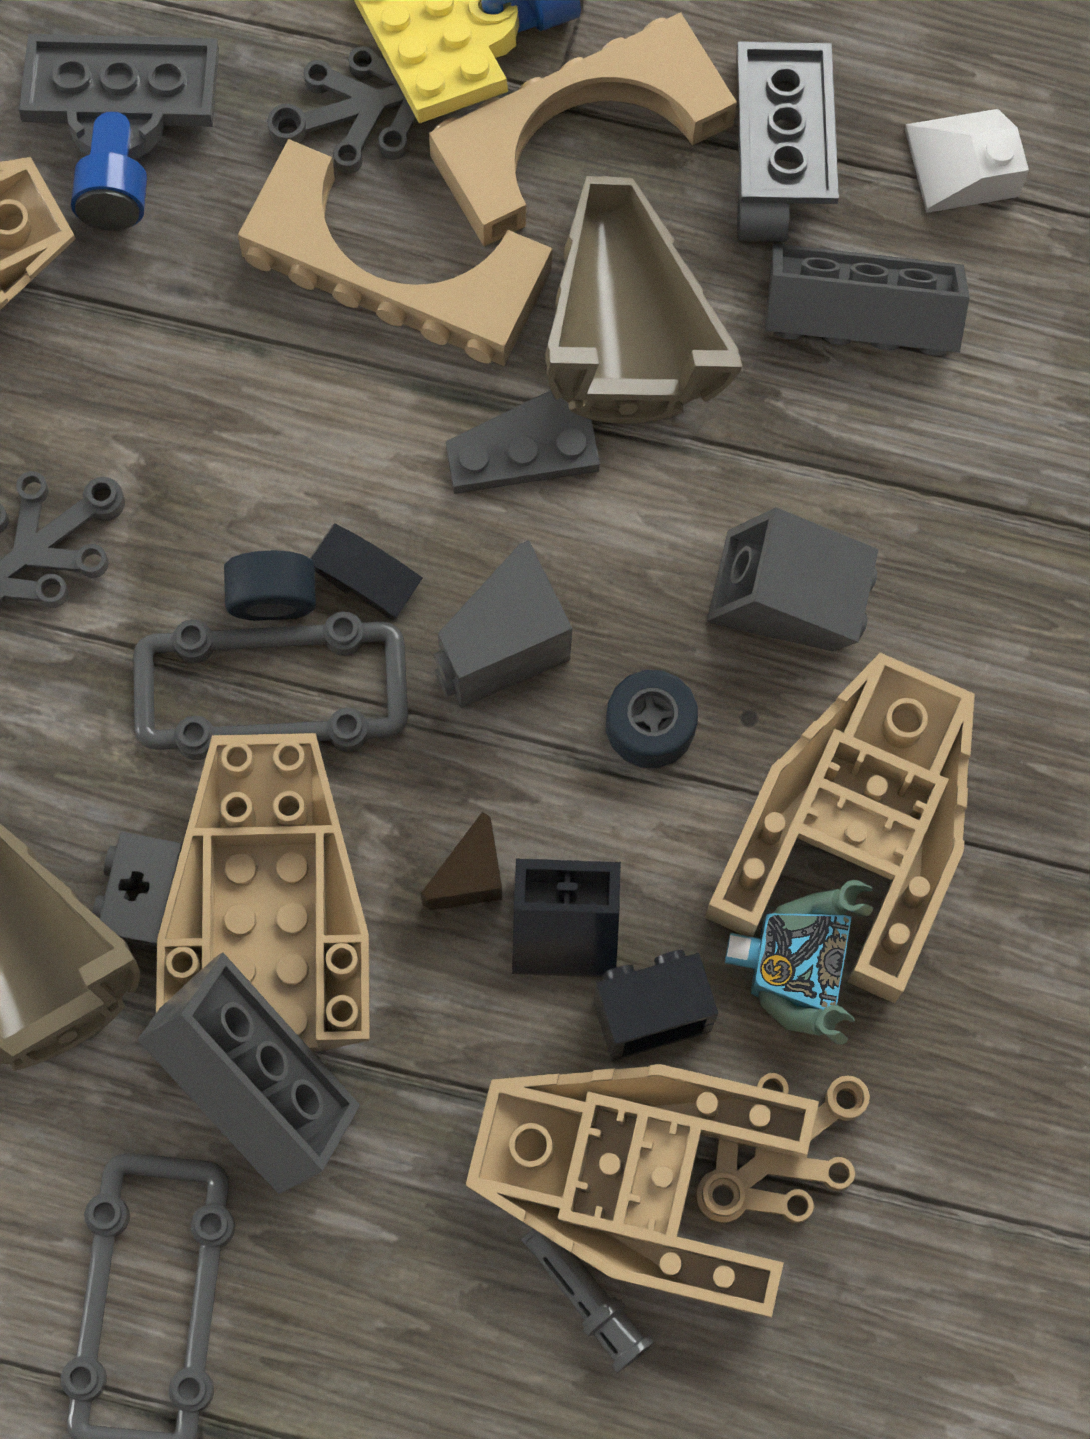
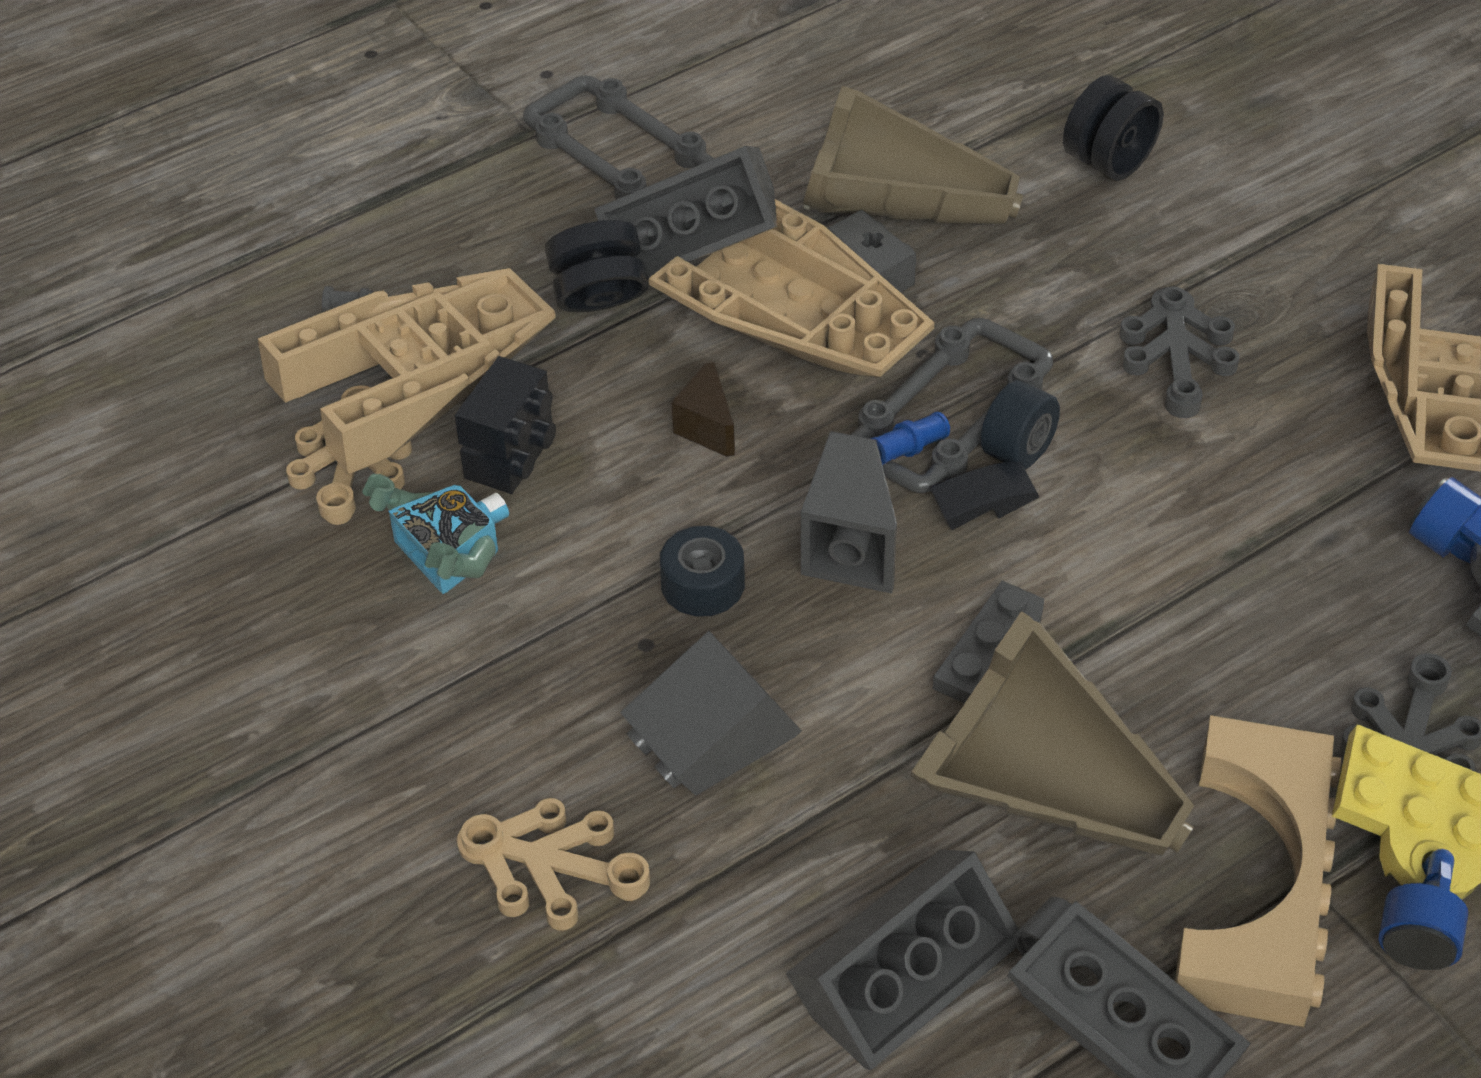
camera: 135 degrees right, 25 degrees down
(358, 672) = (910, 437): none -> blue pin
(396, 1099) = (596, 266): none -> black wheel
(473, 311) = (1311, 614): tan arch -> none
(565, 917) = (624, 436): black slope -> none
(876, 787) = (500, 640): tan wedge -> none
(1009, 608) = (549, 855): none -> tan plant

